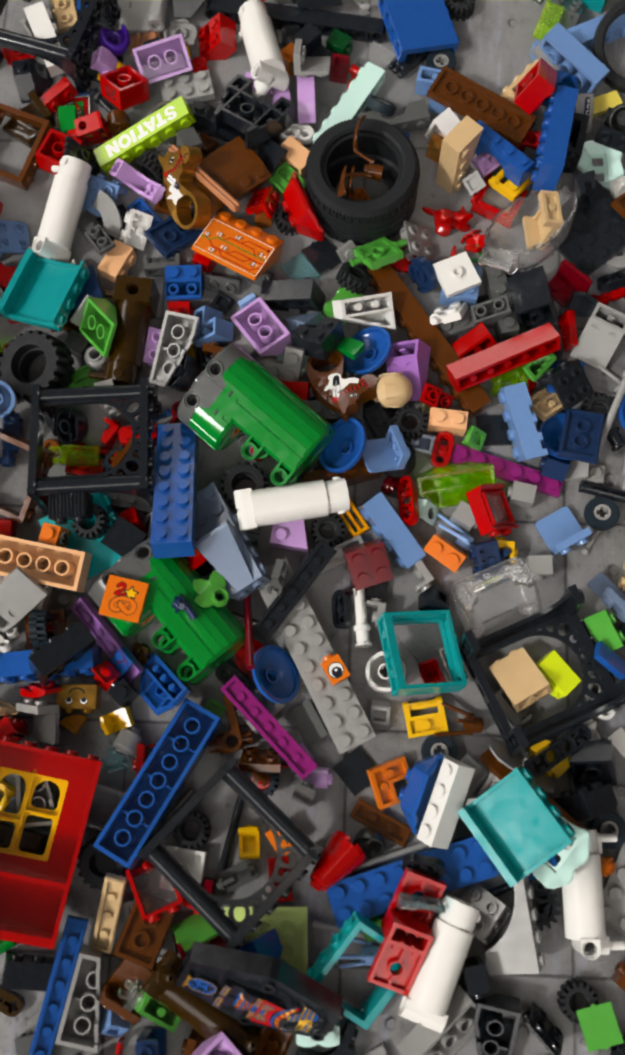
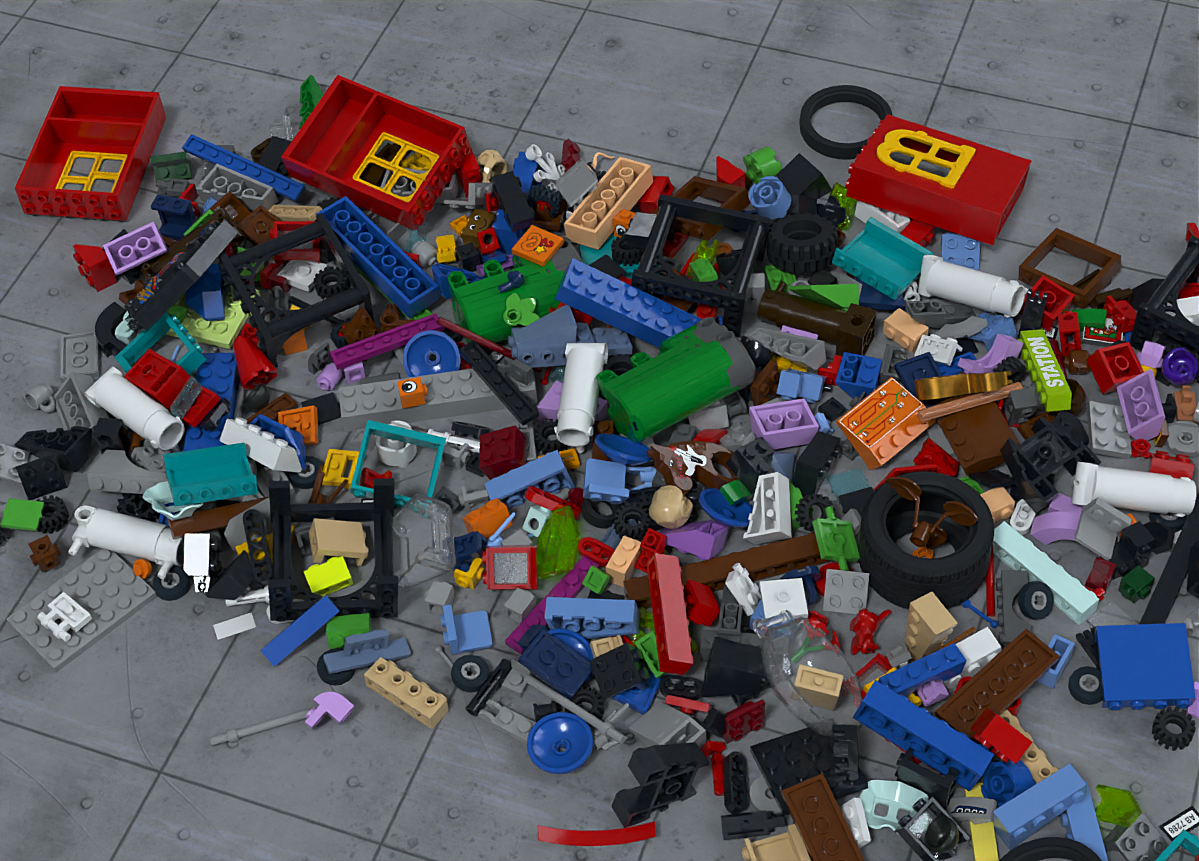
camera: 105 degrees right, 25 degrees down
(111, 437) = (703, 271): none -> bright green brick

